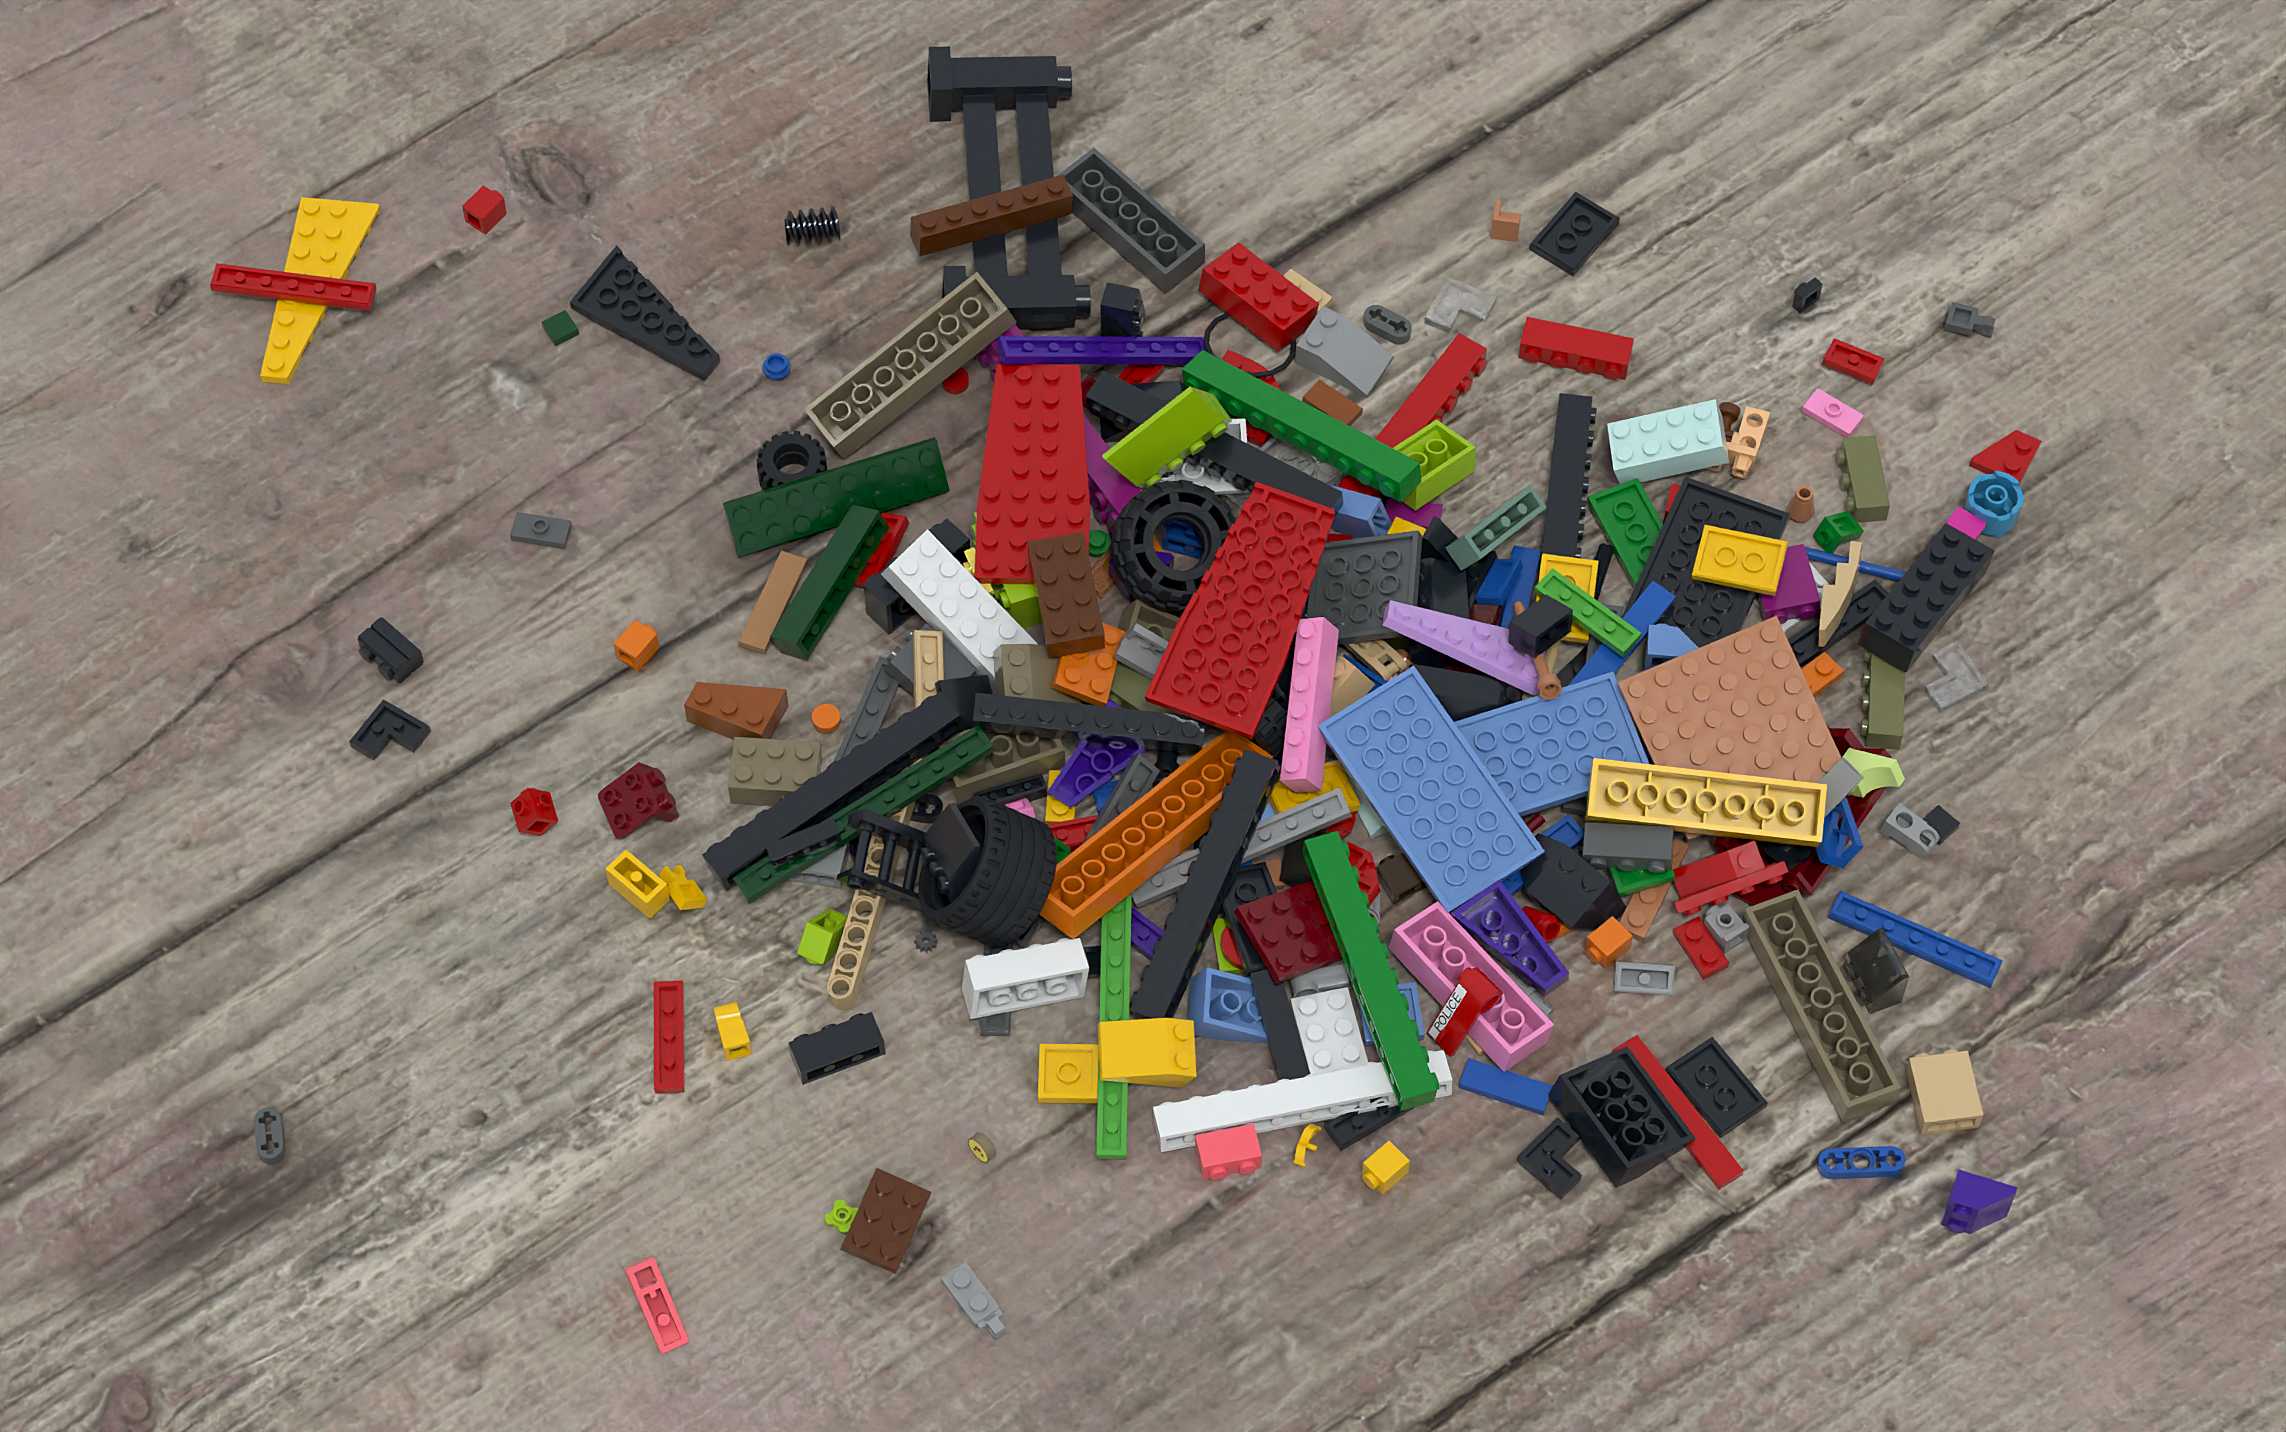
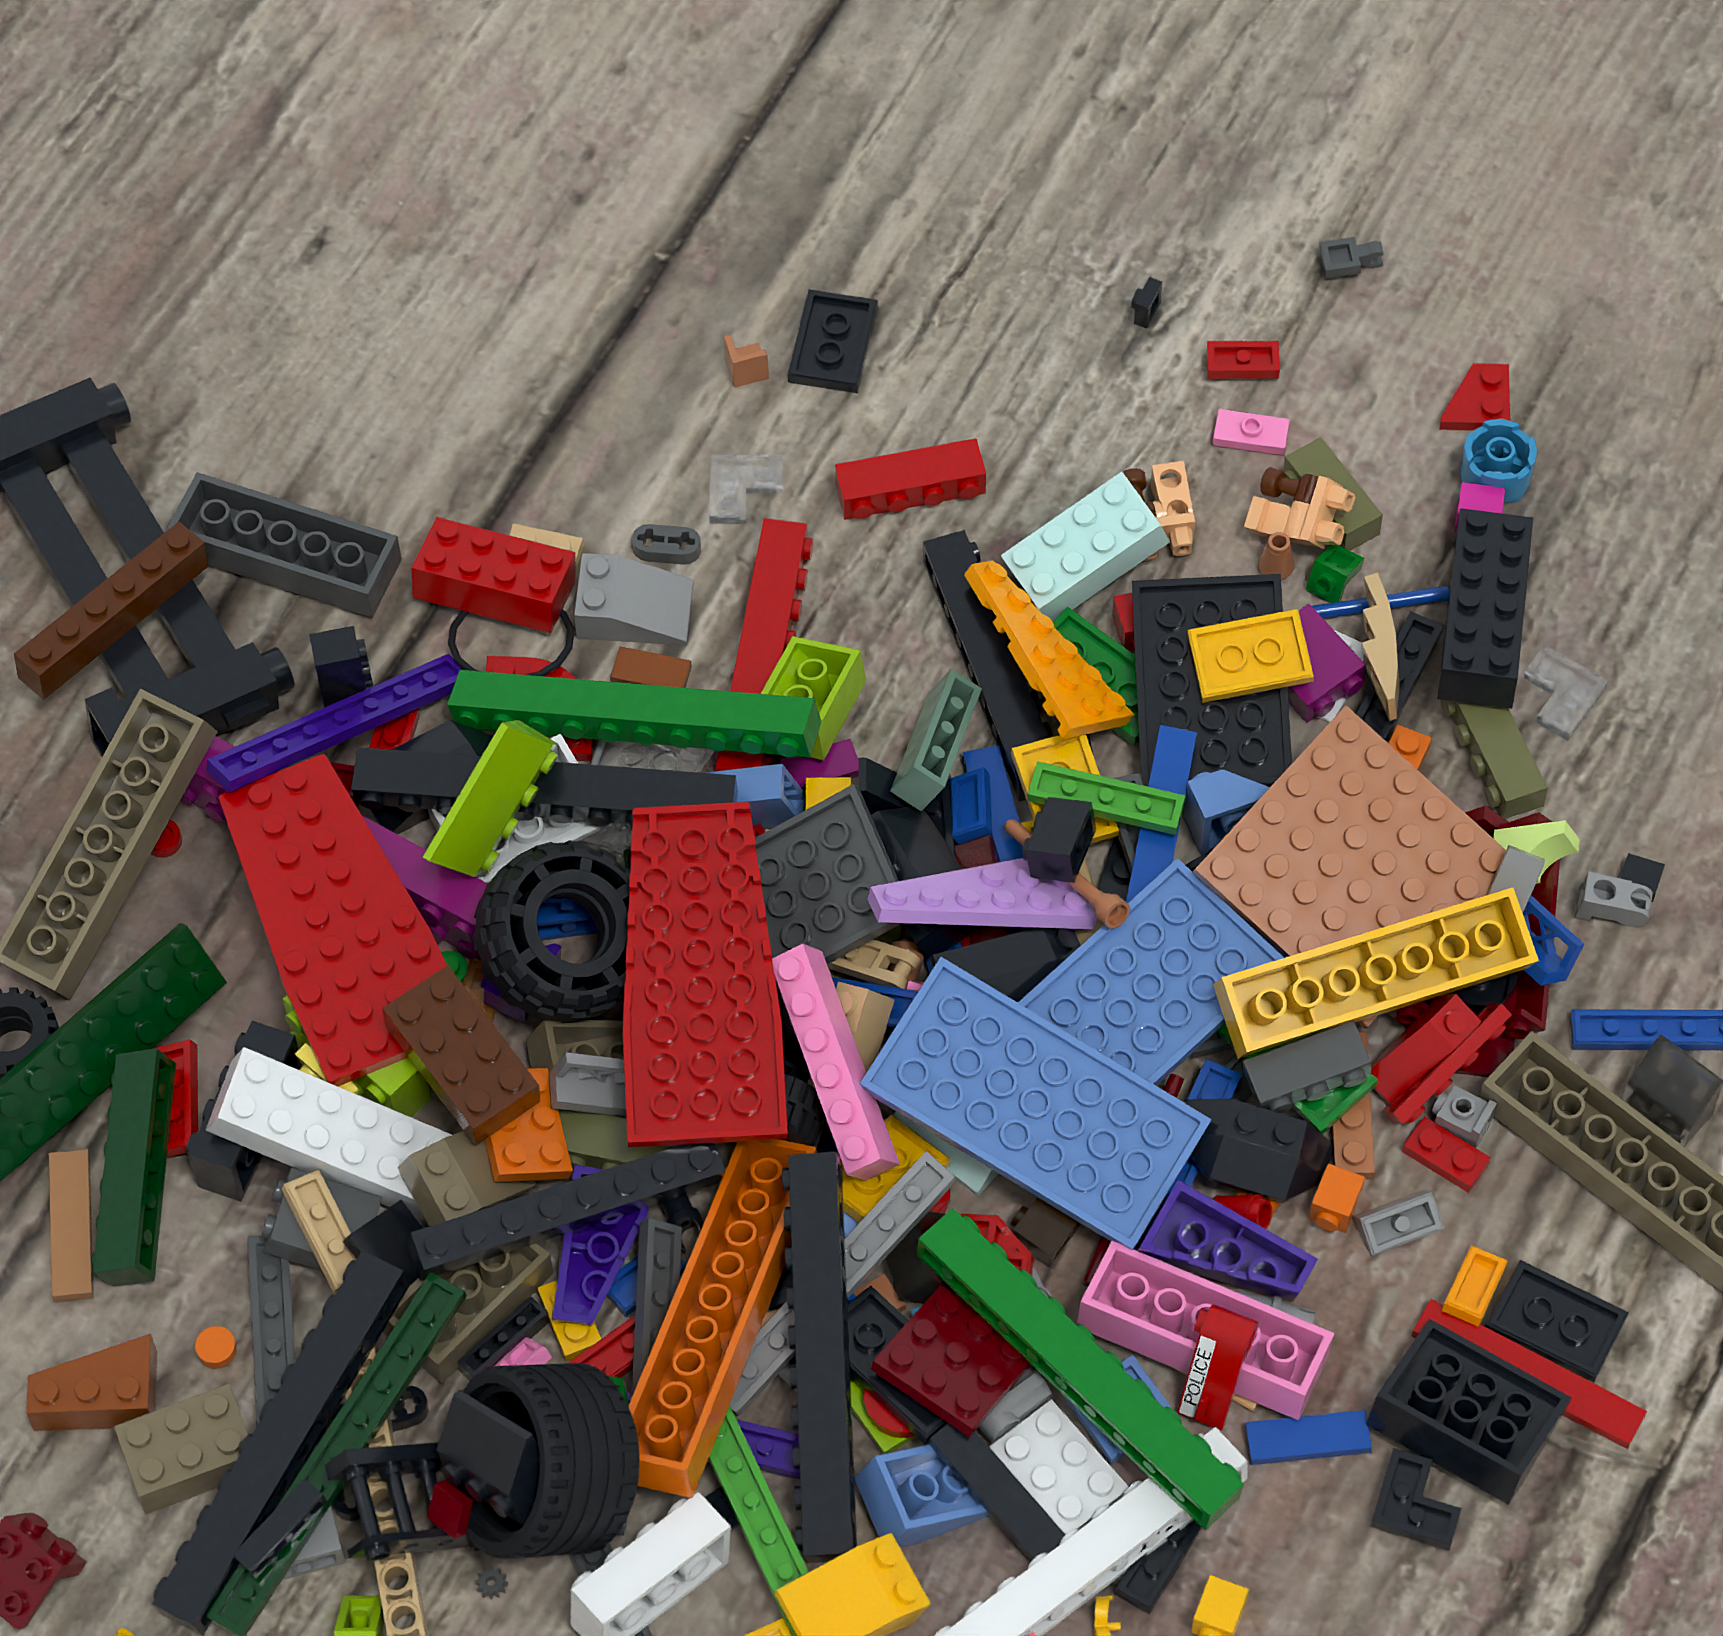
camera: 25 degrees left, 0 degrees up
(915, 877) = (449, 1509): none -> dark red tile
(1599, 508) = (1047, 659): none -> light orange wing
(1671, 1039) = (1474, 1285): none -> light orange tile
(1838, 483) = (1311, 511): none -> light nougat hips

